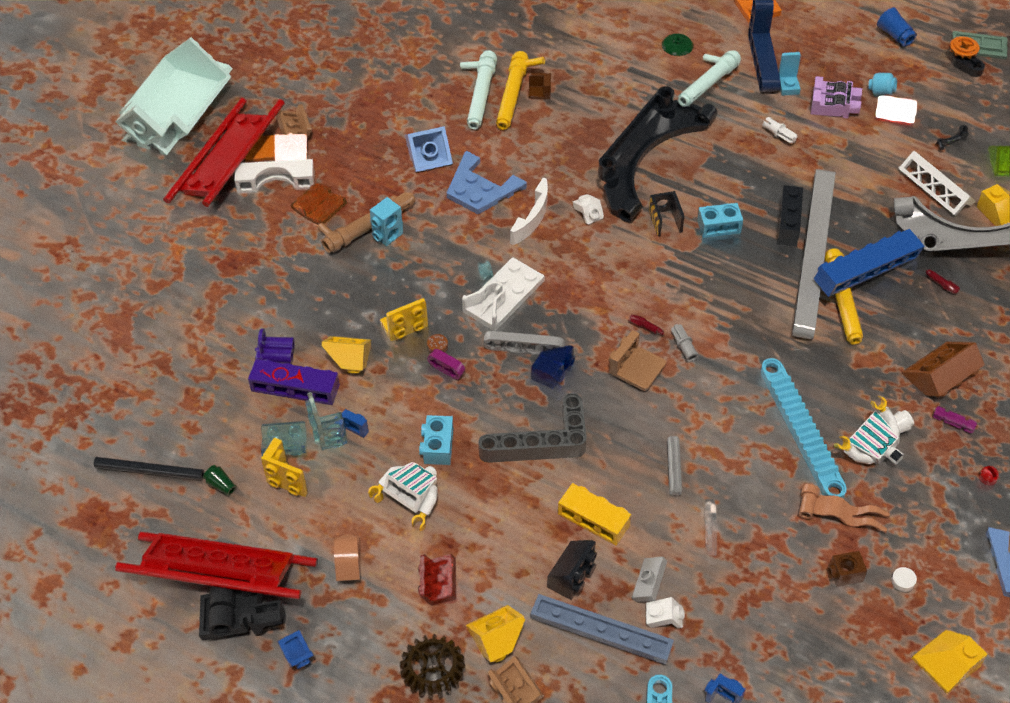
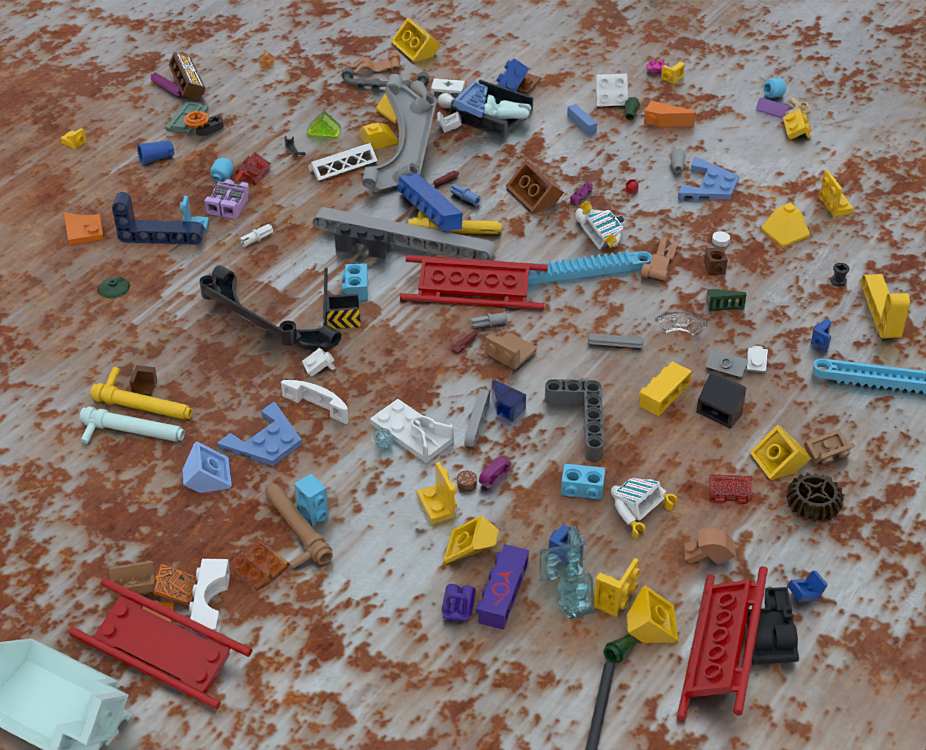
camera: 85 degrees left, 10 degrees down
(253, 507) = (652, 618): none -> yellow slope
(602, 629) = (771, 396): sand blue plate -> none
(710, 200) = (325, 294): none -> black piece
(723, 66) = (164, 255): light aqua cylinder -> none
(743, 321) = (474, 278): none -> red piece
(768, 573) = (715, 296): none -> dark green slope
(911, 302) = (465, 194): none -> medium blue axle

